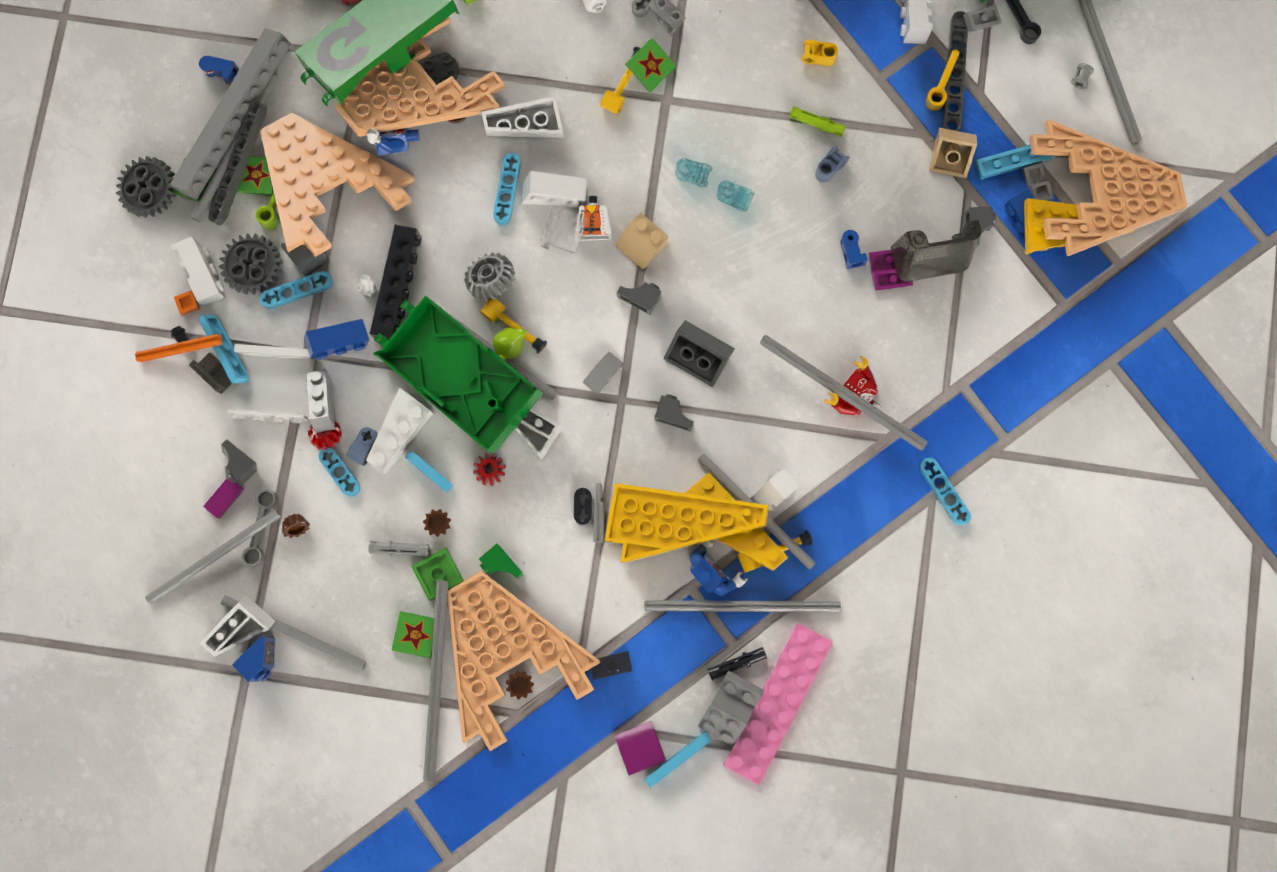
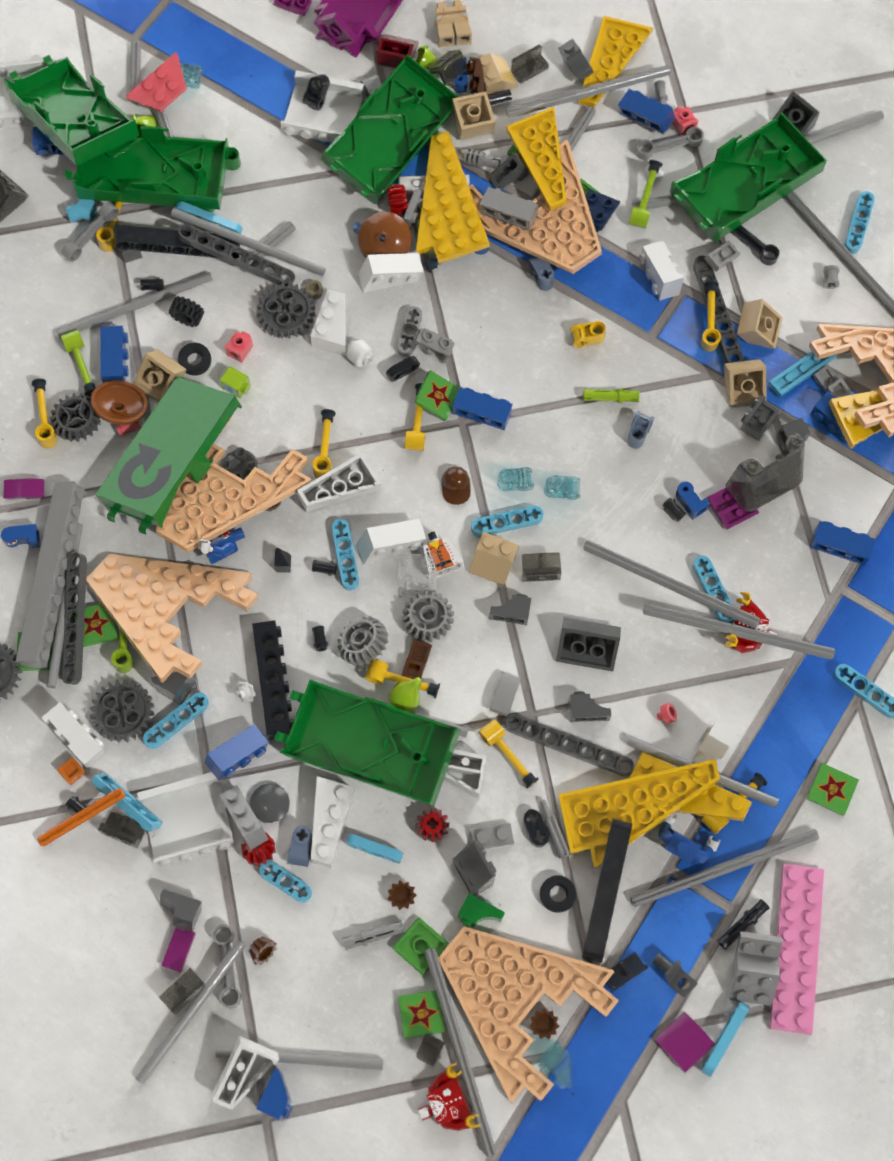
camera: 25 degrees left, 10 degrees down
(210, 536) = (182, 991): none -> clear smoke panel
(236, 24) = (24, 488): none -> magenta slope
(352, 396) = (269, 803): none -> dark grey dish
(407, 722) = (448, 1103): none -> red torso
(408, 670) = (430, 1050): none -> clear smoke panel
(446, 174) = (282, 561): none -> black slope
(453, 260) = (319, 638): none -> black pin
(482, 194) = (324, 567): none -> black pin
(509, 525) = (474, 869): none -> dark grey slope
(518, 723) = (559, 1064): none -> clear light blue slope
(519, 91) = (323, 460): none -> yellow piece
(534, 312) = (416, 659): none -> reddish brown slope
(540, 499) = (493, 836): none -> light grey plate
(554, 264) = (424, 627): none -> light grey gear
(577, 406) = (493, 734): none -> yellow piece
(579, 561) = (552, 905): none -> black tyre
(622, 587) = (607, 890): none -> black beam
(628, 27) = (402, 368): none -> black beam
(635, 158) = (456, 485): none -> reddish brown cap
(638, 432) = (579, 744): none -> dark grey beam
(654, 684) = (673, 974): none -> dark grey bracket
(670, 206) = (506, 518): none -> medium azure beam
(683, 264) = (541, 567): none -> clear smoke panel
(688, 92) = (482, 408): none -> blue brick
(746, 445) = (667, 713): none -> coral tile
(826, 352) = (672, 584): none -> light grey axle
(832, 253) = (673, 509): none -> black pin
(839, 344) = (711, 590): none -> medium azure beam
(872, 571) = (832, 789): none -> bright green tile
(951, 193) = (759, 418): none -> dark grey bracket
(981, 342) = (842, 542): none -> blue brick
(991, 100) = (759, 324): none -> tan slope
(1135, 30) = (859, 222): none -> medium azure beam

